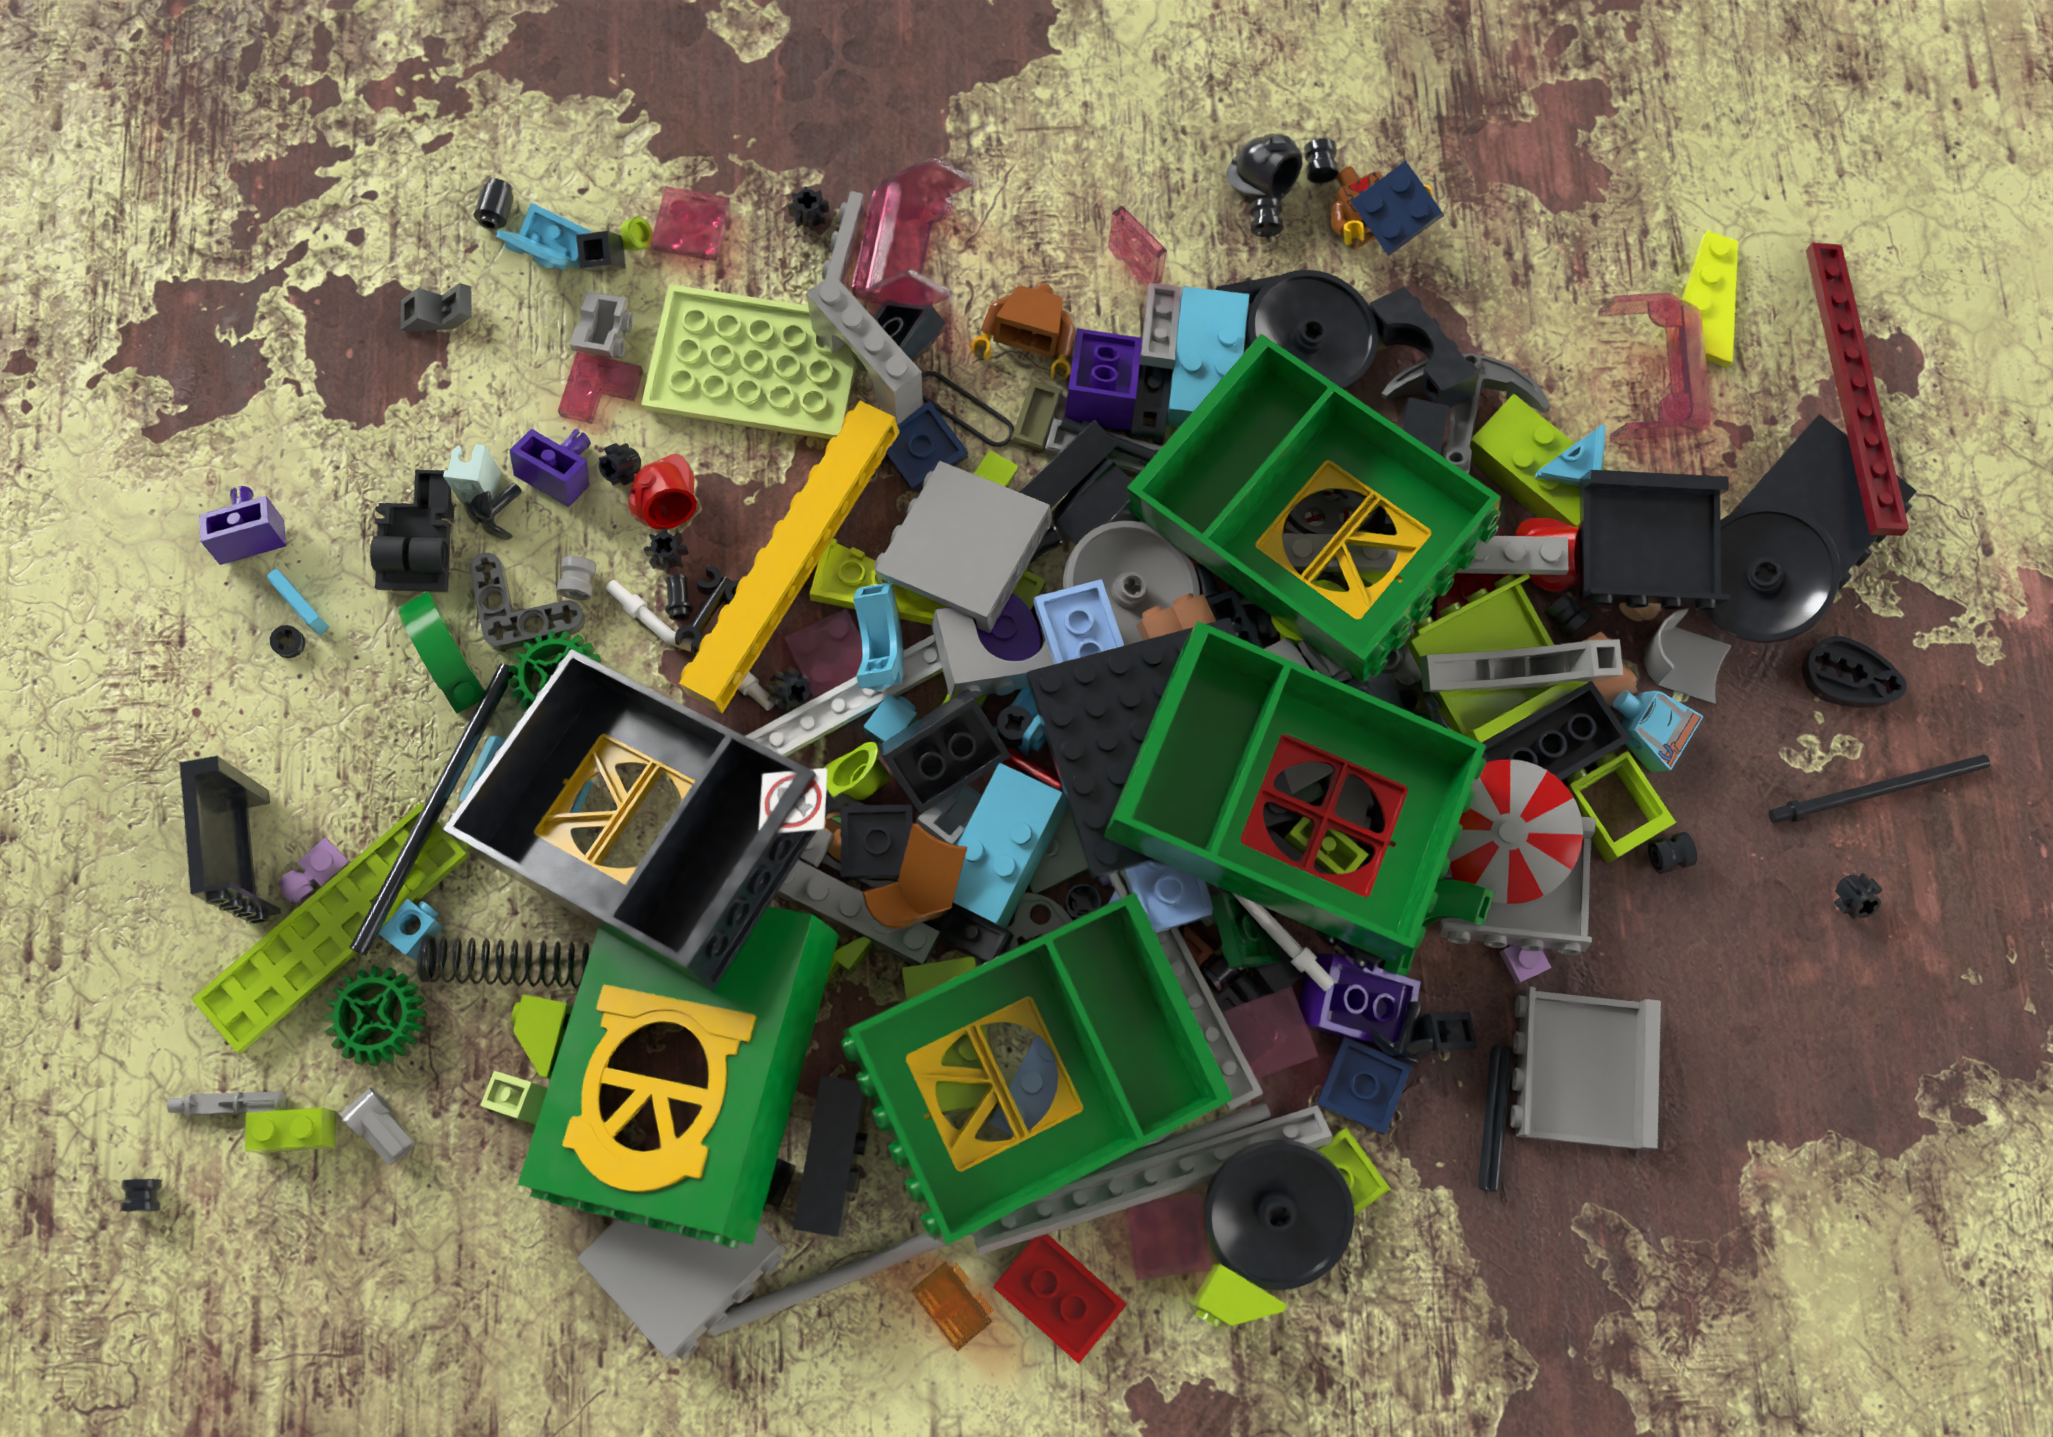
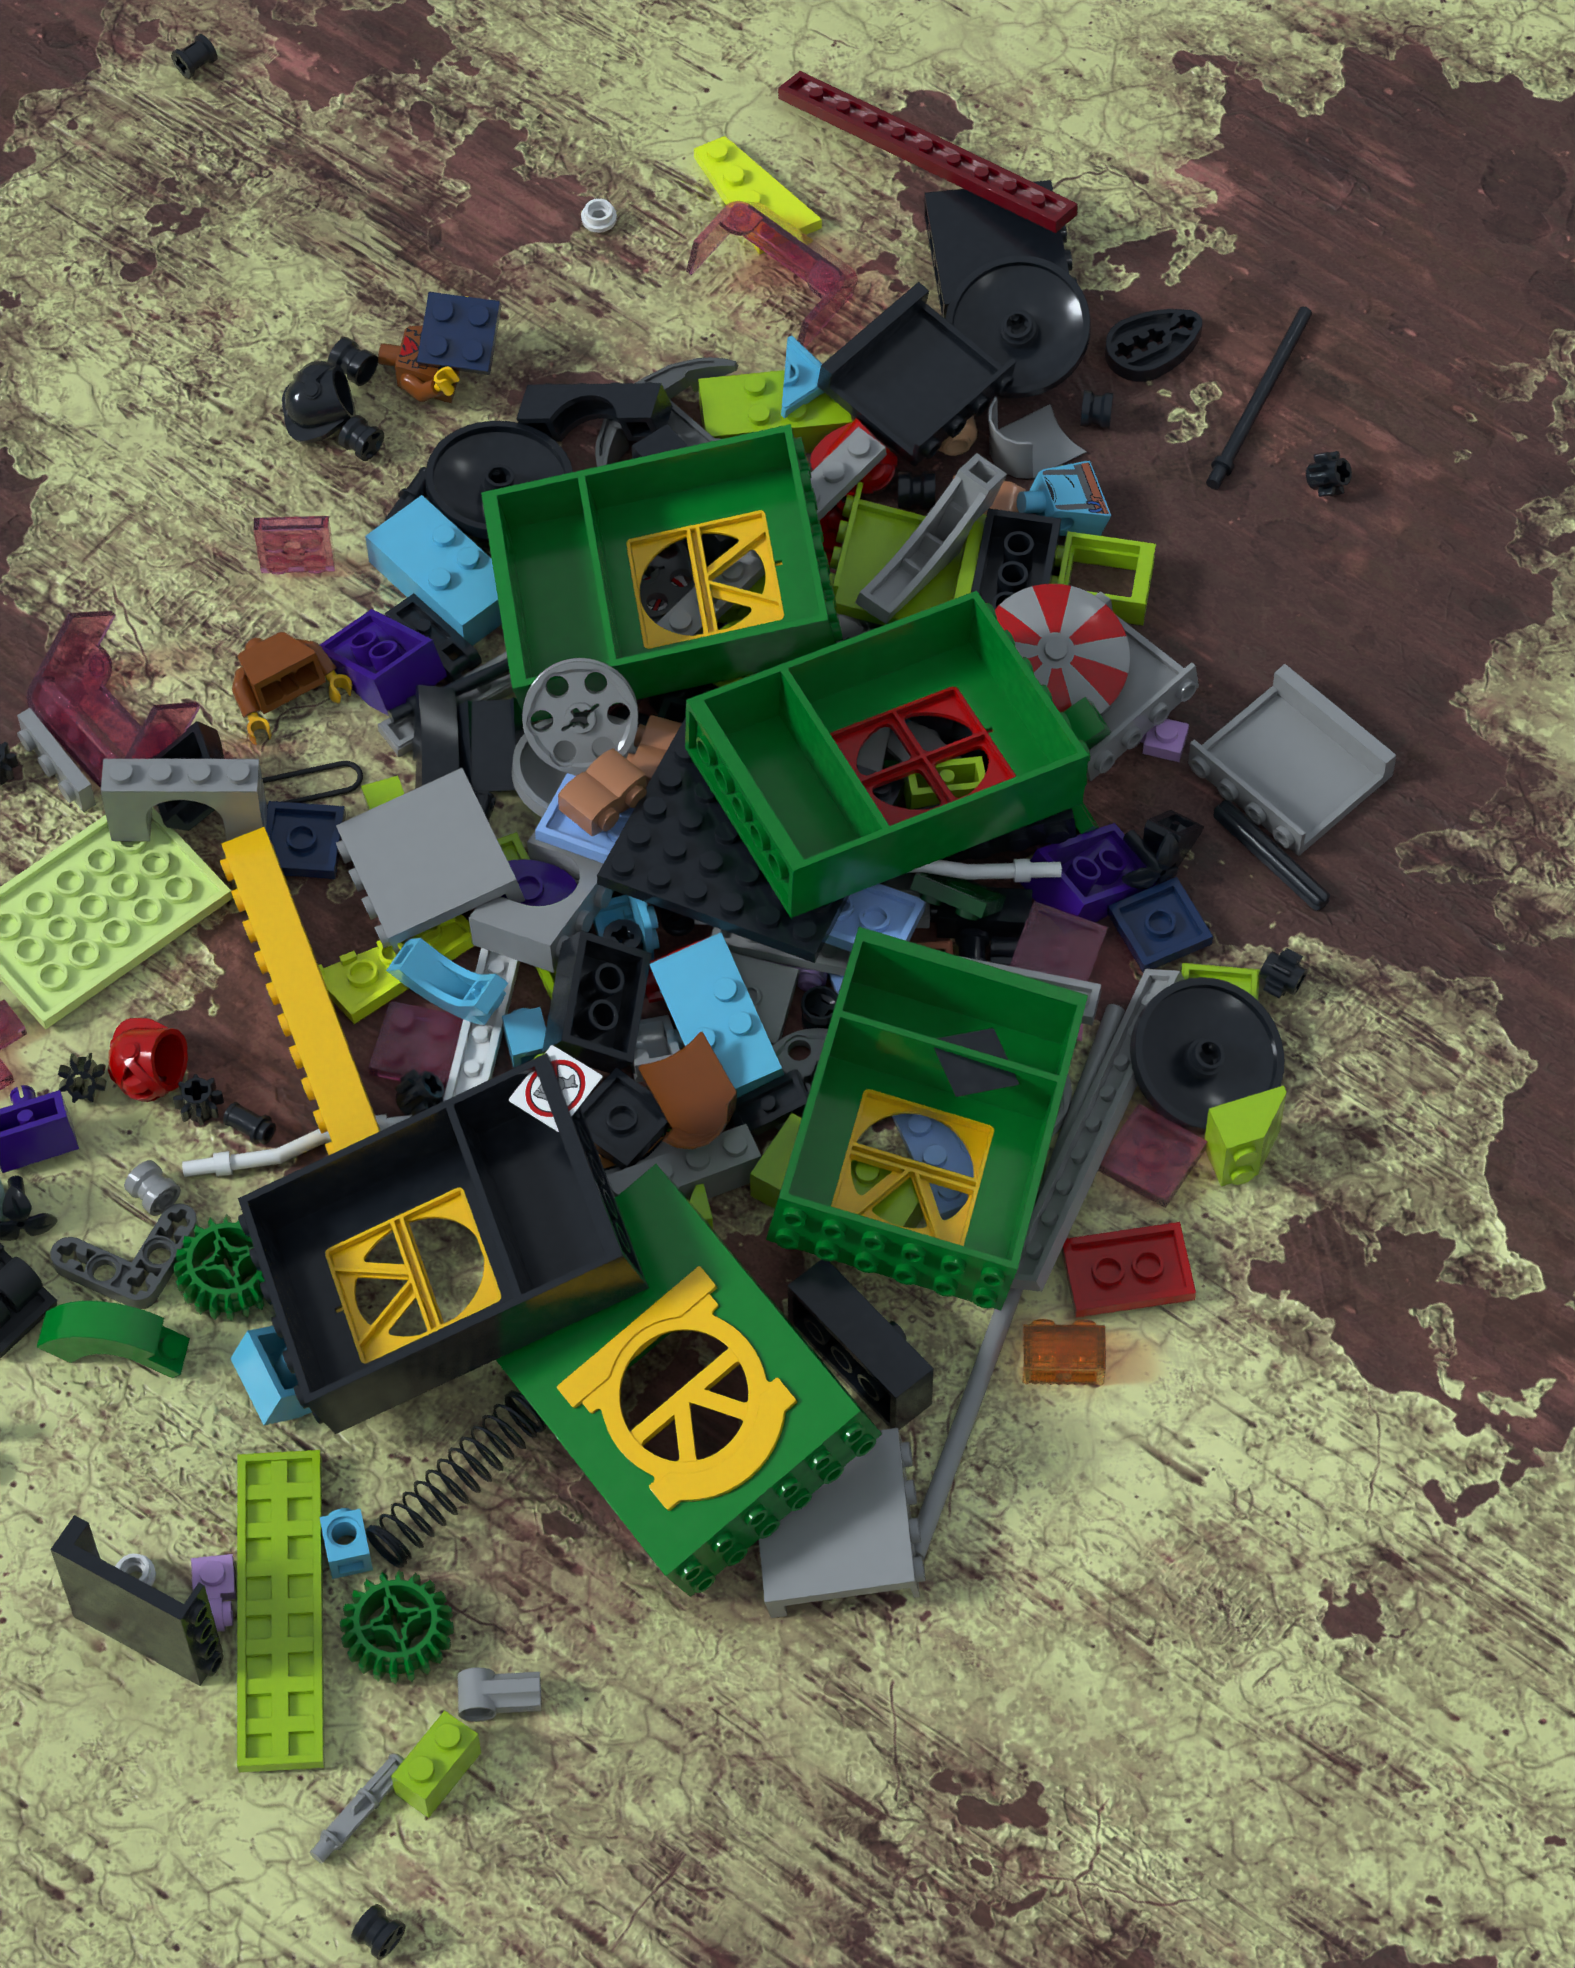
camera: 45 degrees left, 15 degrees down
(280, 803) = (140, 1563): none -> white plate
(431, 811) = (256, 1444): black piece -> none
(514, 1097) = (584, 1558): yellowish green slope -> none
(540, 1030) = (547, 1490): lime slope -> none
(718, 590) = (278, 1085): black bar -> none
(1036, 416) = (361, 737): olive tile -> none
(1085, 1073) = (971, 1076): none -> black sticker
(1099, 618) = (602, 792): none -> nougat brick
(1160, 325) = (379, 581): light grey plate -> none
(1160, 541) = (582, 698): none -> light grey wedge
(1399, 1211) = (1283, 973): none -> black gear
(1596, 210) = (598, 215): none -> white plate
(1672, 852) = (1178, 567): black wheel -> none
(1755, 683) = (1096, 409): none -> black wheel

